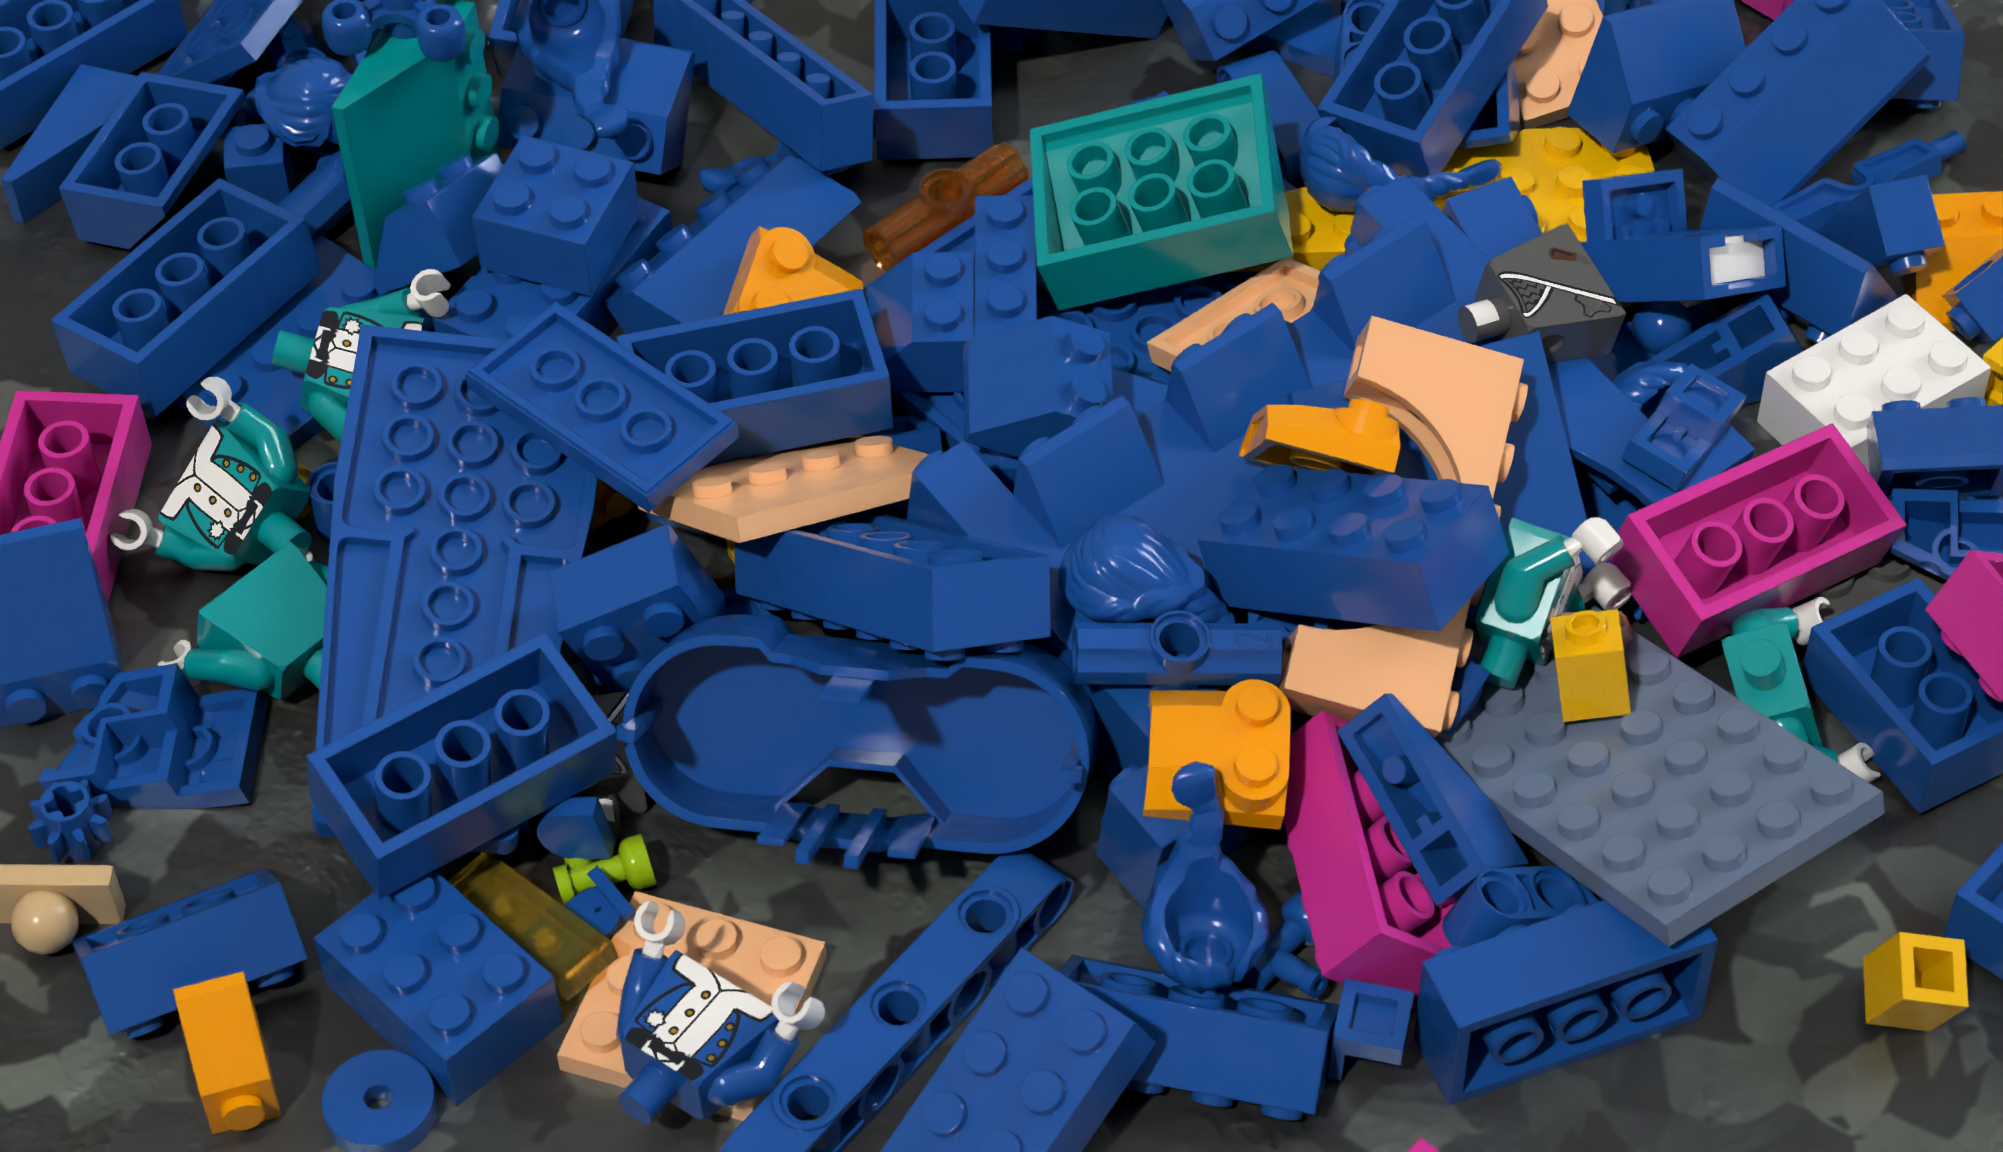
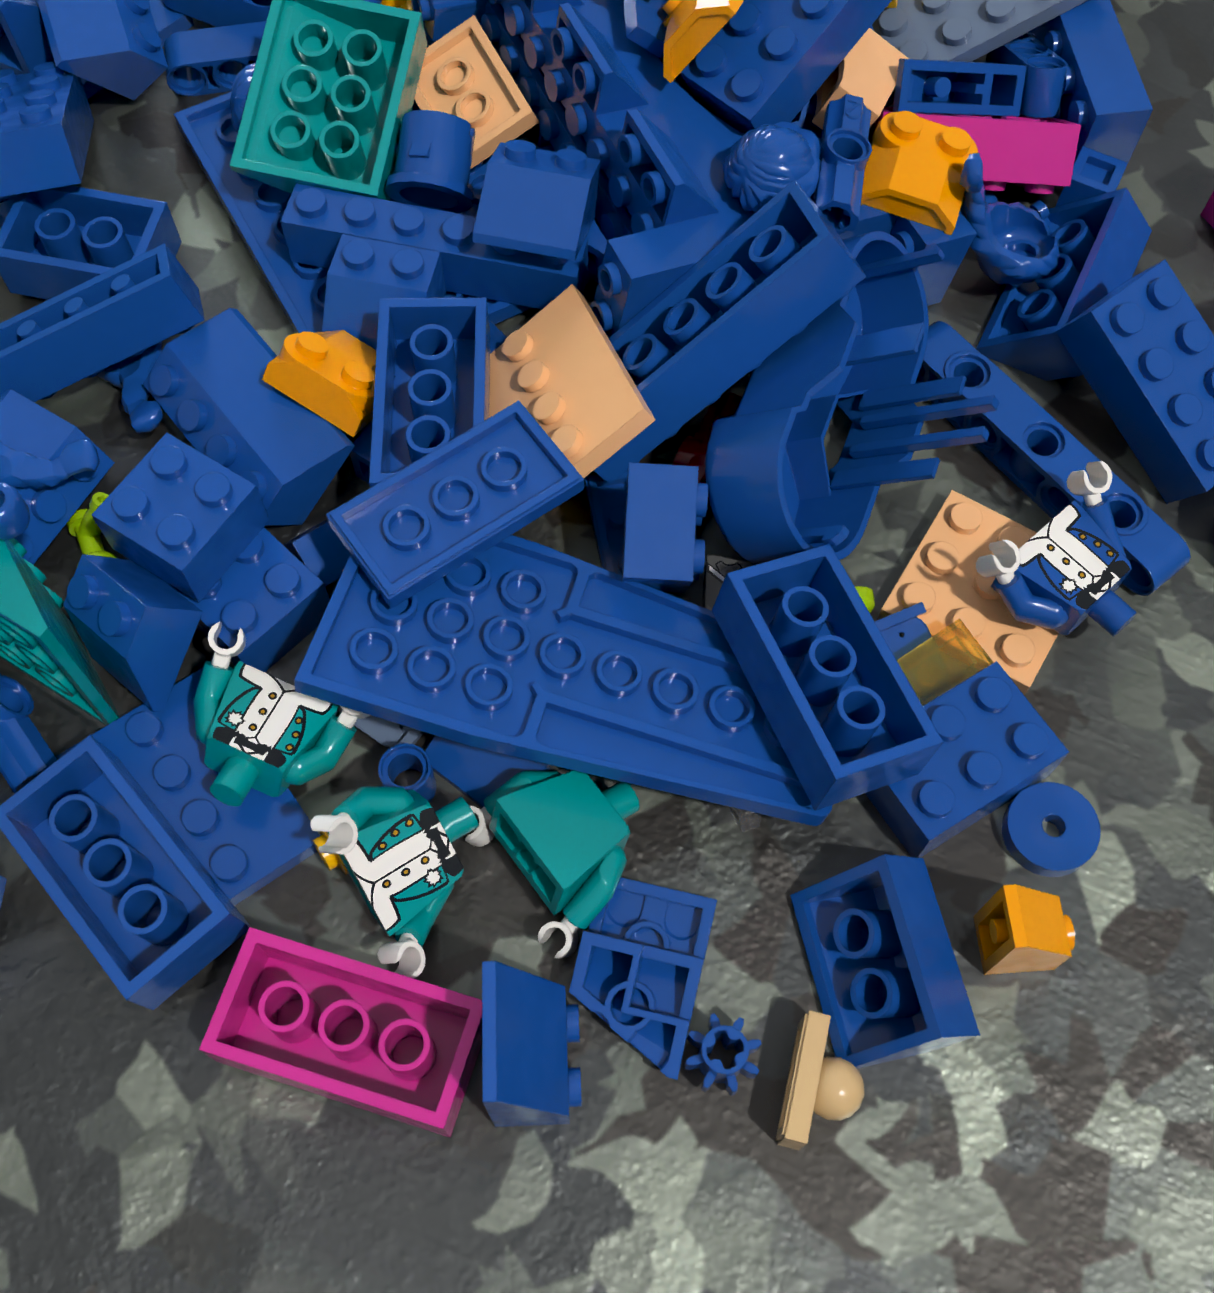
camera: 80 degrees left, 15 degrees up
(943, 203) = (235, 272): clear orange piece -> none
(1116, 299) = (433, 162): none -> blue piece

